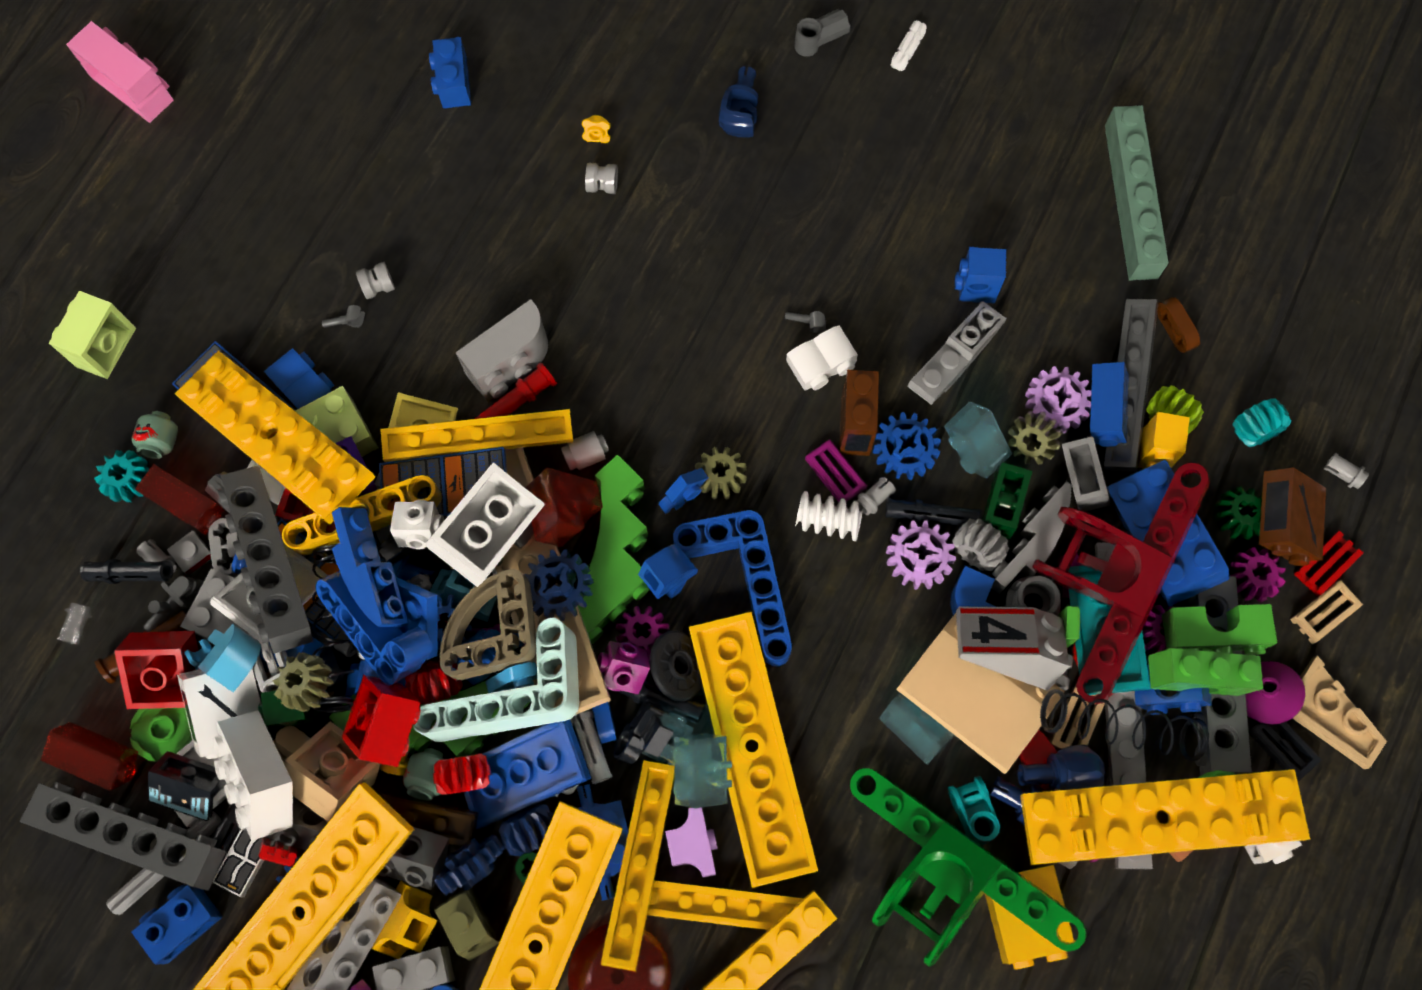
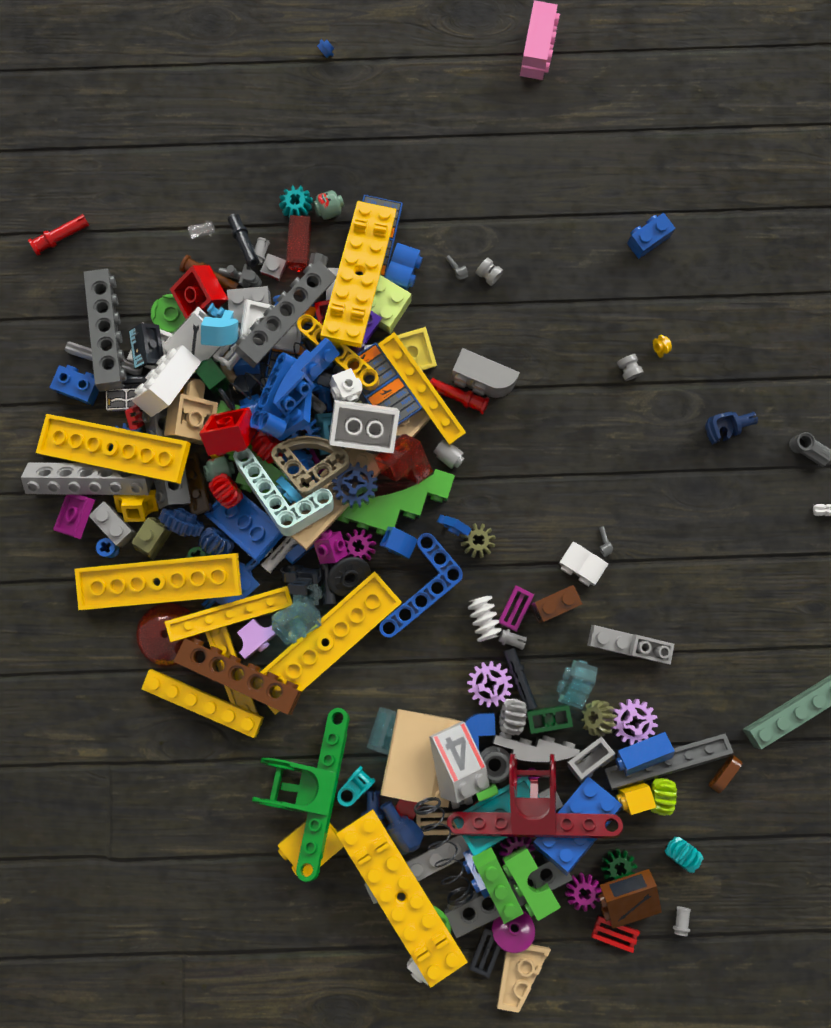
camera: 60 degrees right, 10 degrees up
(89, 756) = (136, 285): clear red brick -> none
(92, 334) = (366, 133): yellowish green brick -> none
(218, 547) = (283, 282): light grey beam -> none
(303, 682) = (226, 378): olive gear -> none
(672, 958) = (188, 656): none -> reddish brown brick
(915, 454) = (551, 653): blue gear -> none
(981, 275) = (689, 634): blue brick -> none
(1307, 627) = (567, 936): tan tile -> none

